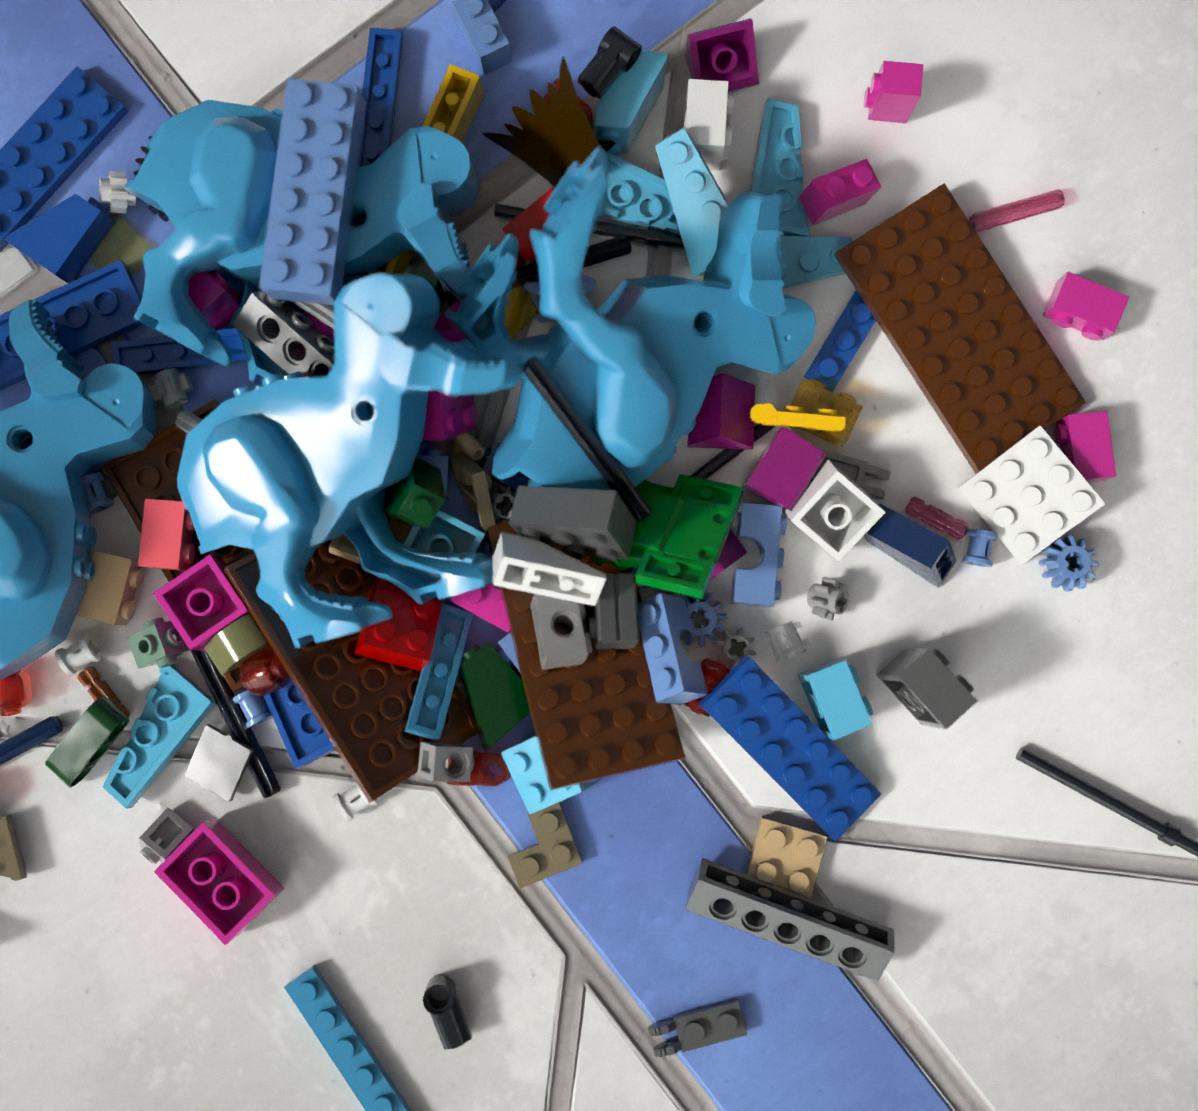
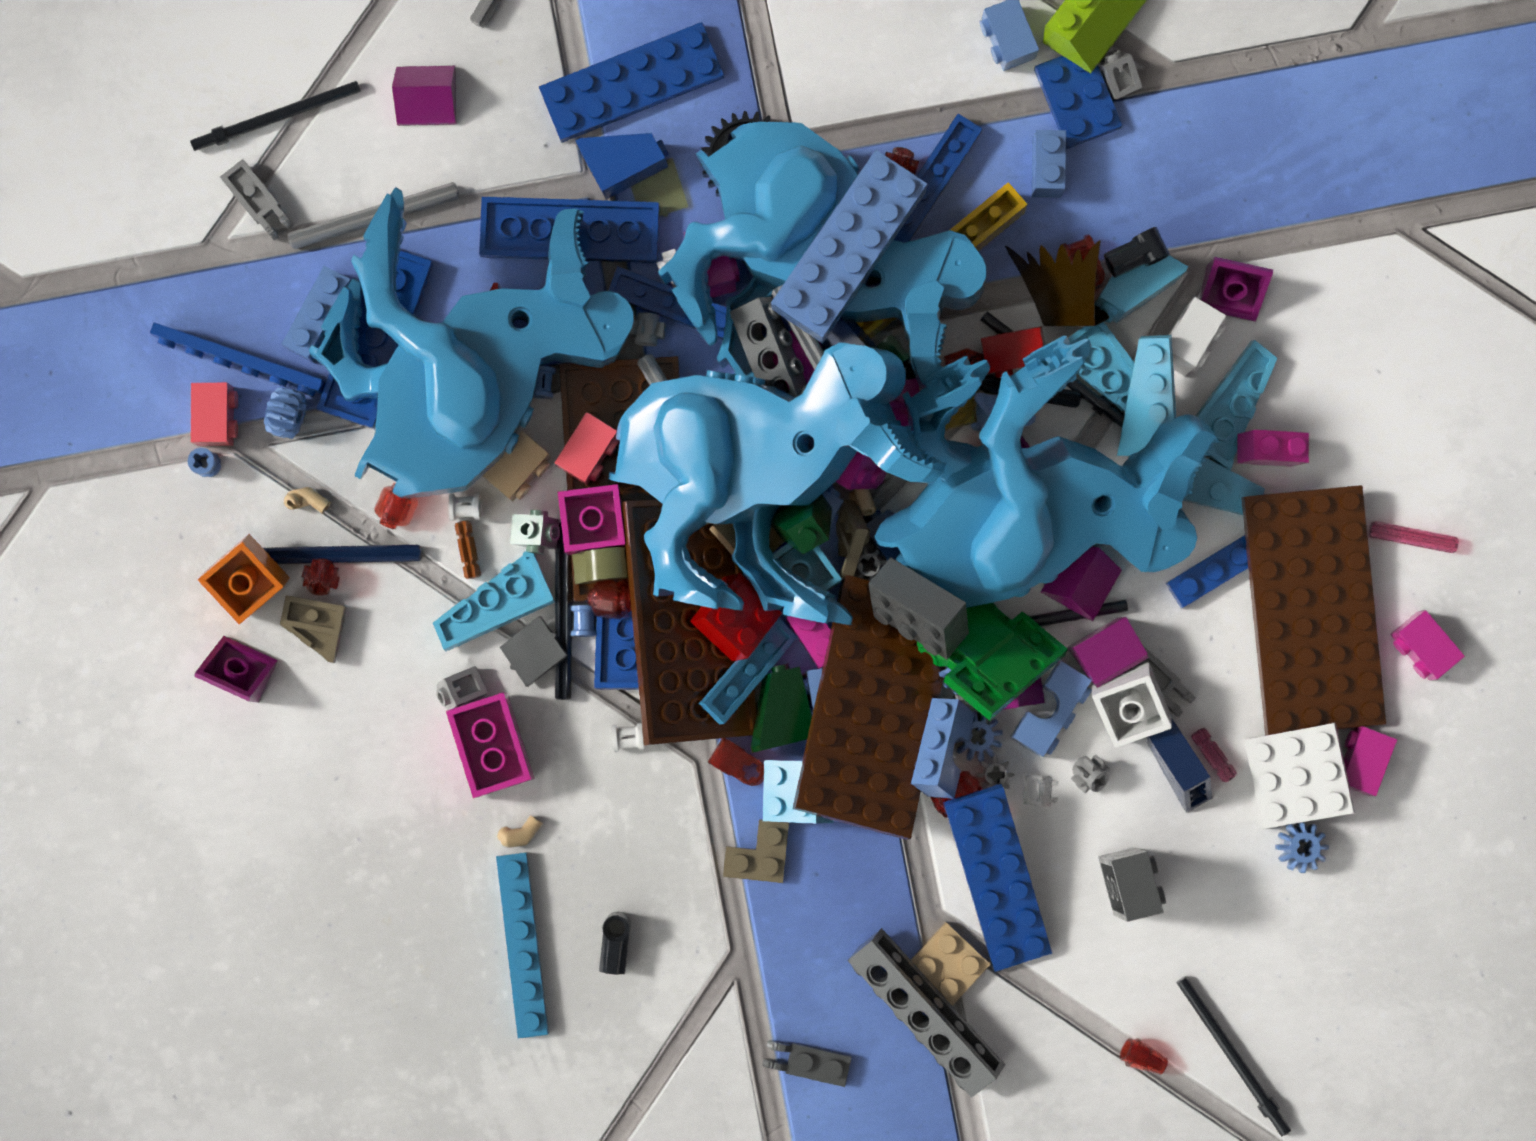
camera: 25 degrees right, 0 degrees up
(87, 741) = (439, 580): beam -> none
(113, 192) = (683, 145): white gear -> none
(297, 955) = (520, 836): none -> tan arm
(433, 759) = (711, 737): light grey brick -> none
(542, 570) = (877, 635): white slope -> none
(554, 648) = (852, 698): light grey brick -> none
(585, 437) = (963, 549): black axle -> none
(615, 614) = (913, 694): dark grey brick -> none
(796, 418) = (1138, 614): yellow hinge -> none
(814, 392) = (1148, 615): clear yellow brick -> none
(836, 699) = (1054, 856): medium azure brick -> none
(894, 91) = (1360, 389): dark pink brick -> none
(980, 548) = (1236, 797): medium blue bush -> none
(1021, 849) = (1142, 1056): none -> clear red cone

